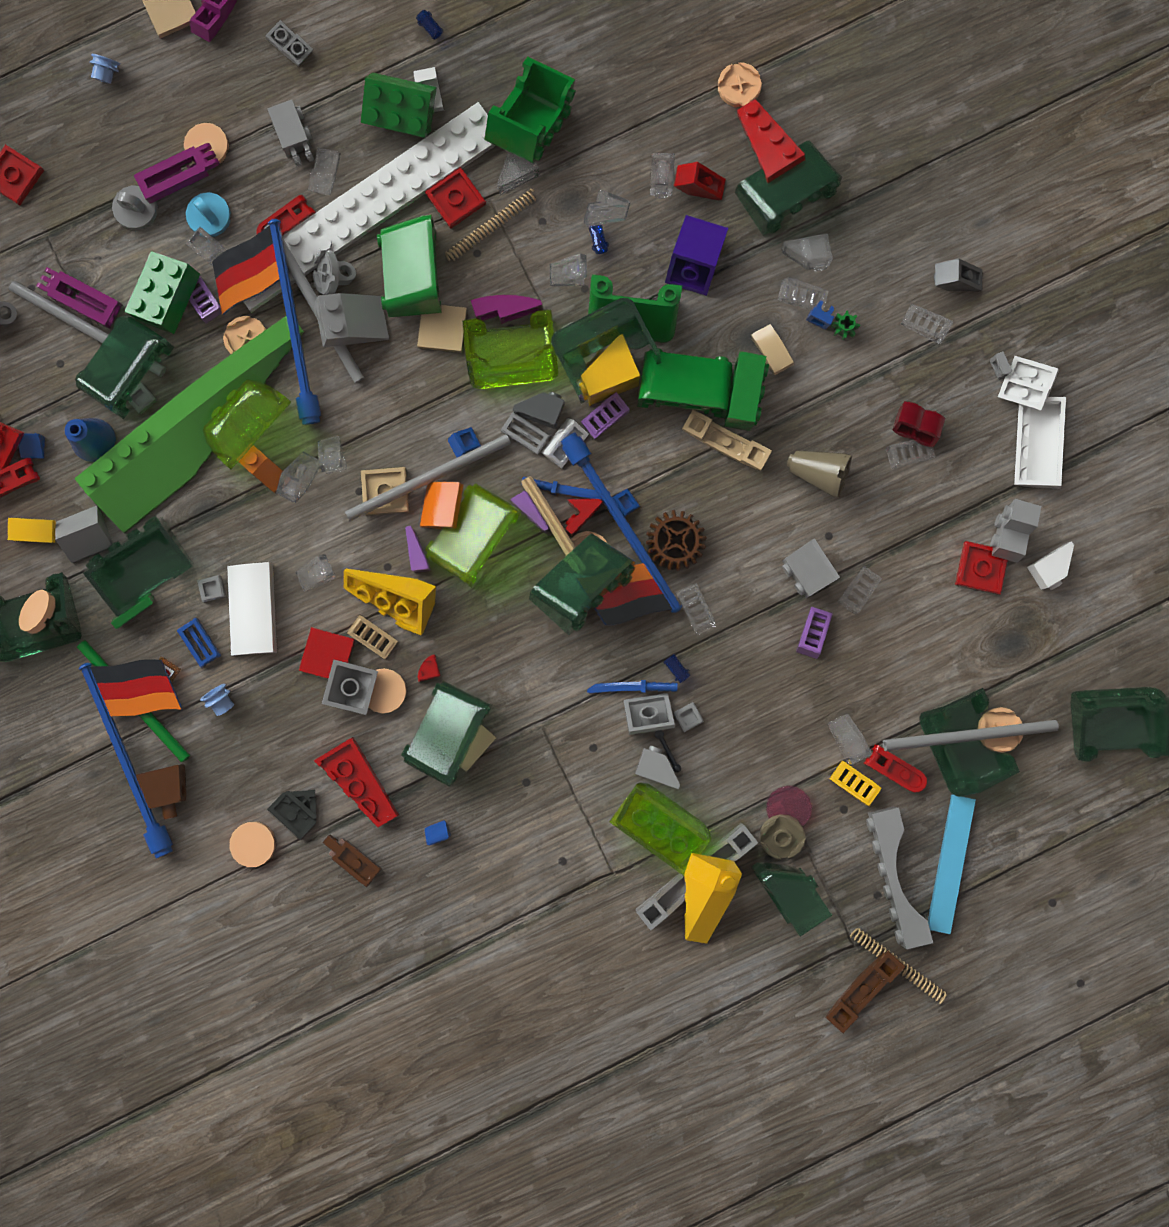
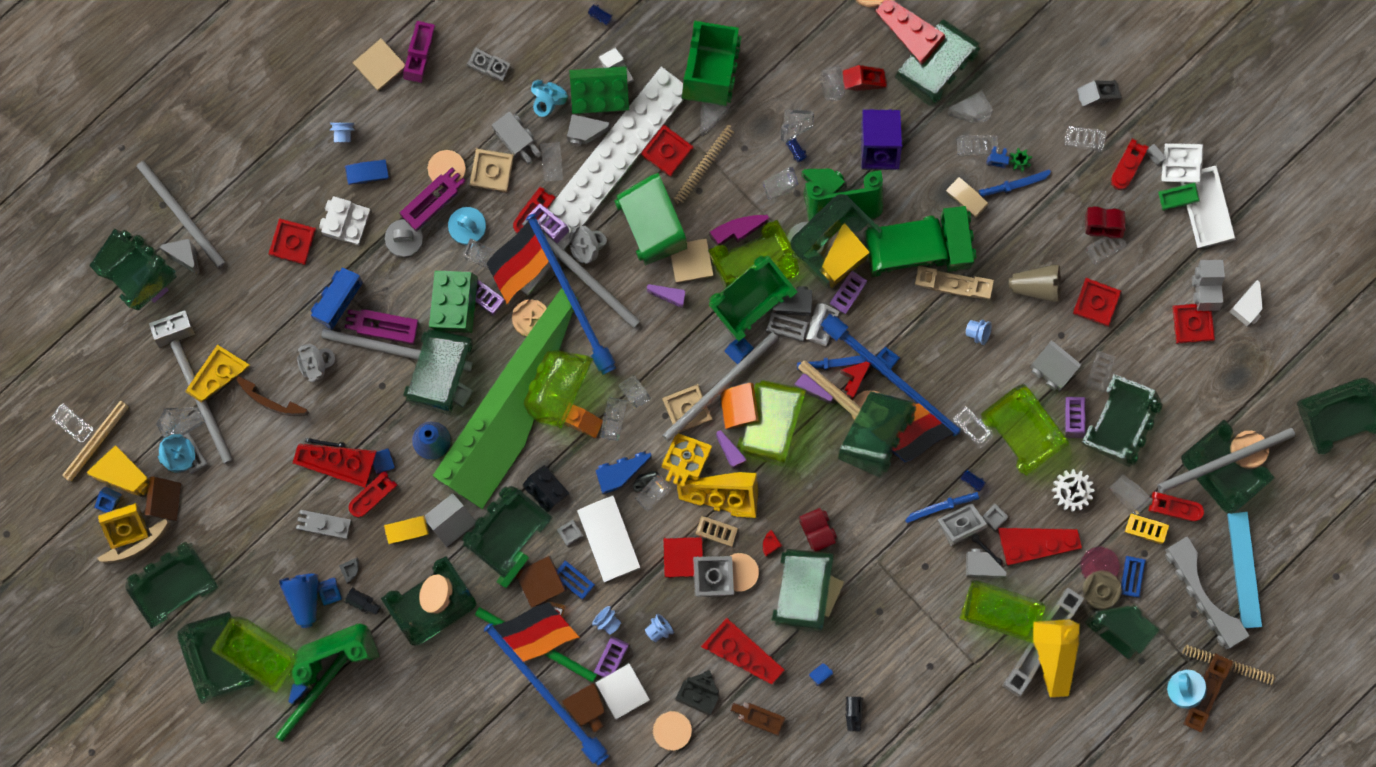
camera: 25 degrees left, 5 degrees down
(37, 251) = (336, 298): none -> blue slope
(75, 168) = (344, 220): none -> white plate
(117, 121) = (366, 171): none -> blue slope
(160, 633) = (540, 581): none -> reddish brown tile
(199, 531) = (545, 488): none -> black bracket
(210, 783) = (622, 691): none -> white slope
(222, 731) = (613, 640): none -> medium lavender slope
(255, 162) = (491, 170): none -> tan tile
(276, 731) = (657, 629): none -> light blue piece
(284, 541) = (617, 475): none -> blue slope
(302, 249) = (558, 230): none -> medium lavender slope
(309, 554) = (643, 479): none -> pearl dark grey arm
(341, 94) = (549, 94): none -> medium azure tile
(350, 319) = (615, 277): light grey slope -> none
(362, 546) = (685, 459): none -> yellow piece
(371, 147) = (585, 130): none -> light grey slope
(408, 359) = (671, 295): none -> medium lavender slope
(459, 888) = (853, 713): none -> black hinge
(484, 670) = (817, 530): none -> dark red brick
(490, 385) = (751, 296): none -> green windscreen
(623, 282) = (831, 179): none -> green slope
(690, 527) = (931, 371): reddish brown gear -> none
(721, 760) = (1031, 544): none -> red wing
(737, 503) = (979, 331): none -> light blue piece
(754, 628) = (1025, 428): none -> clear neon green windscreen
(793, 721) = (1065, 487): none -> white gear
(812, 849) = (1140, 575): none -> blue tile
(822, 351) = (1008, 186): none -> blue sword
(842, 979) = (1187, 689): none -> medium azure tile
(868, 654) = (1124, 421): none -> clear green windscreen
(880, 511) = (1096, 302): none -> red tile
(965, 368) = (1128, 165): none -> red plate
(1012, 420) = (1179, 196): none -> green tile

